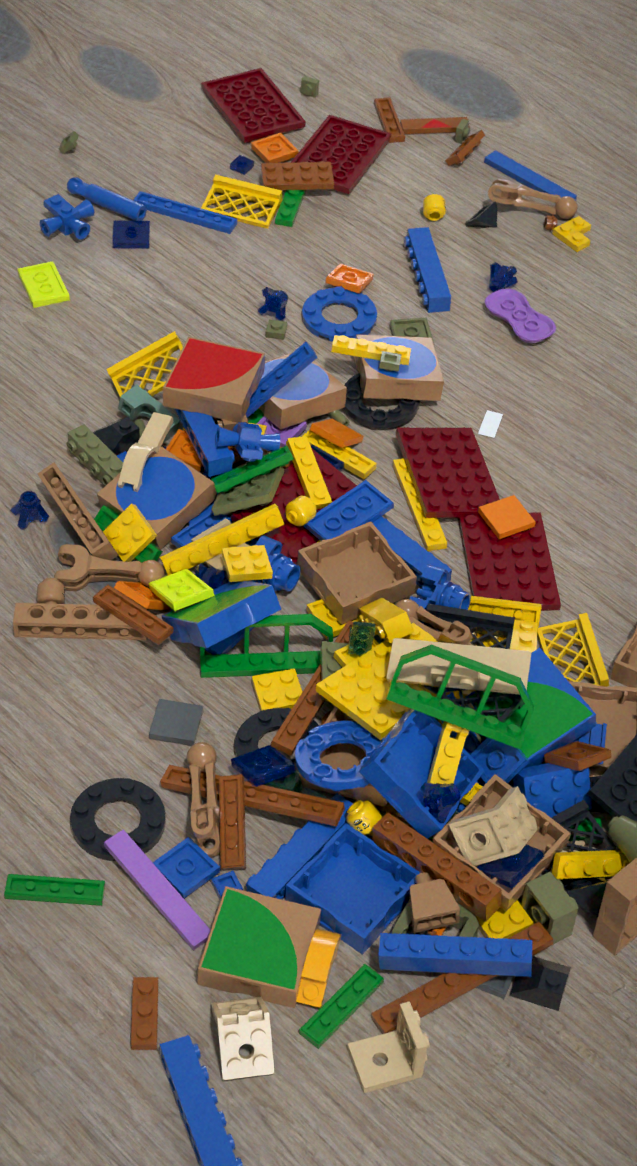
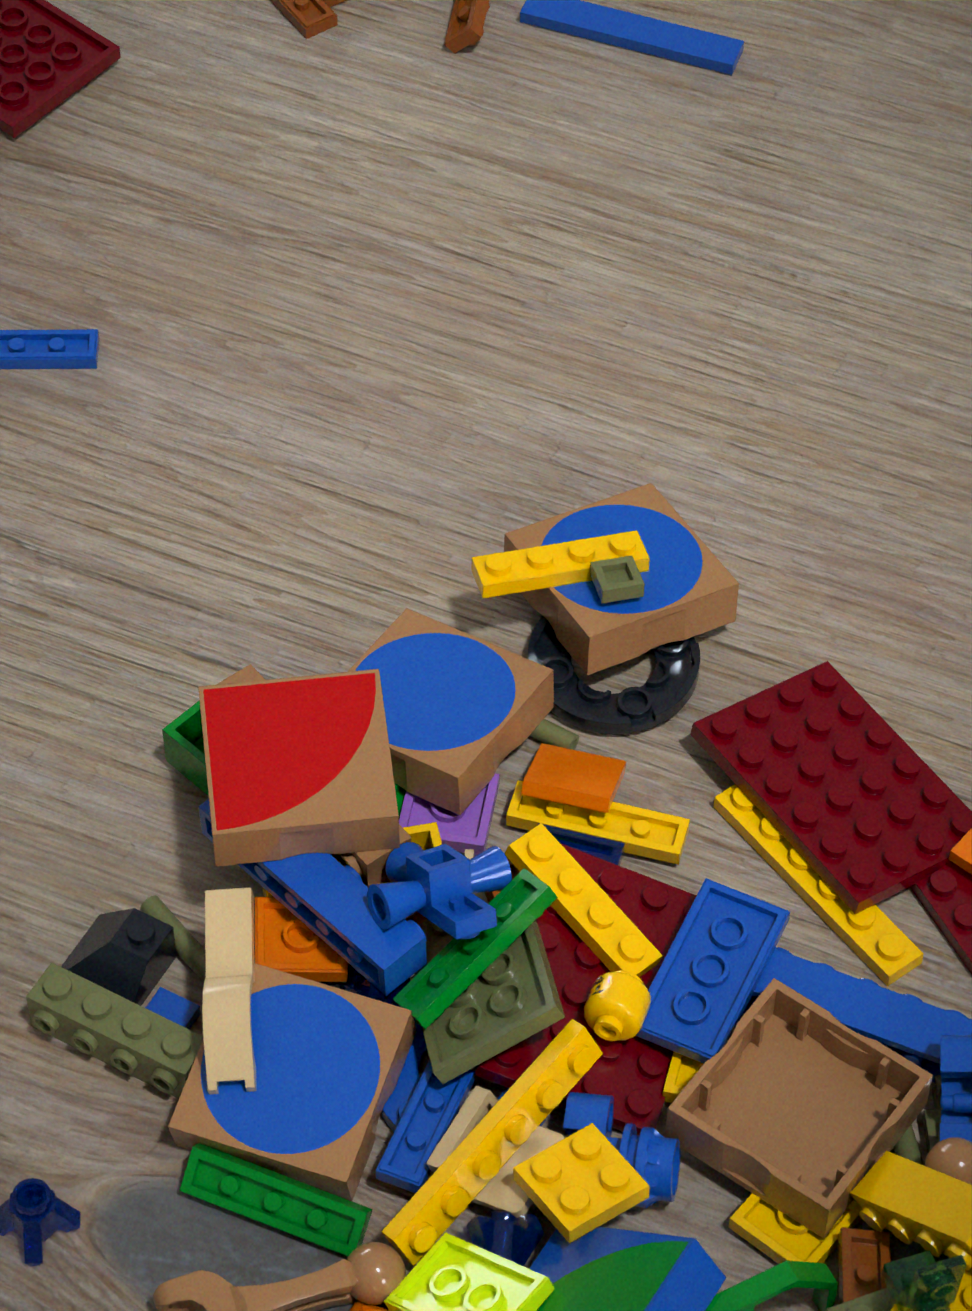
camera: 20 degrees left, 5 degrees up
(77, 513) = (148, 1190): medium nougat brick -> none
(129, 533) = (286, 1196): yellow plate -> none
(139, 403) = (140, 861): sand green arch -> none
(146, 359) = (94, 755): yellow fence -> none
(242, 165) = (37, 193): clear blue plate -> none
(246, 192) = (87, 260): yellow fence -> none
(274, 148) = (88, 134): orange plate -> none
(274, 302) = (284, 508): clear blue rock -> none
(276, 329) = (315, 568): olive plate -> none
(281, 376) = (435, 692): blue tile -> none
(289, 207) = (186, 248): green plate -> none
(297, 175) = (173, 186): dark orange plate -> none
(318, 325) = (440, 530): blue plate -> none
(348, 148) = (224, 102): dark red plate -> none
(349, 278) = (402, 393): orange tile -> none
(410, 327) = (586, 473): olive tile -> none
(427, 270) = (549, 318): blue brick -> none
(434, 207) = (485, 165): yellow head -> none
(484, 217) = (590, 150): black slope -> none
(490, 424) = (853, 634): white sticker -> none
(502, 276) = (704, 286): clear blue rock -> none
(512, 193) = (626, 80): medium nougat piece -> none
(526, 322) = (759, 348): medium lavender plate -> none
(550, 222) = (726, 122): dark orange plate -> none
(572, 233) = (775, 133): yellow plate -> none

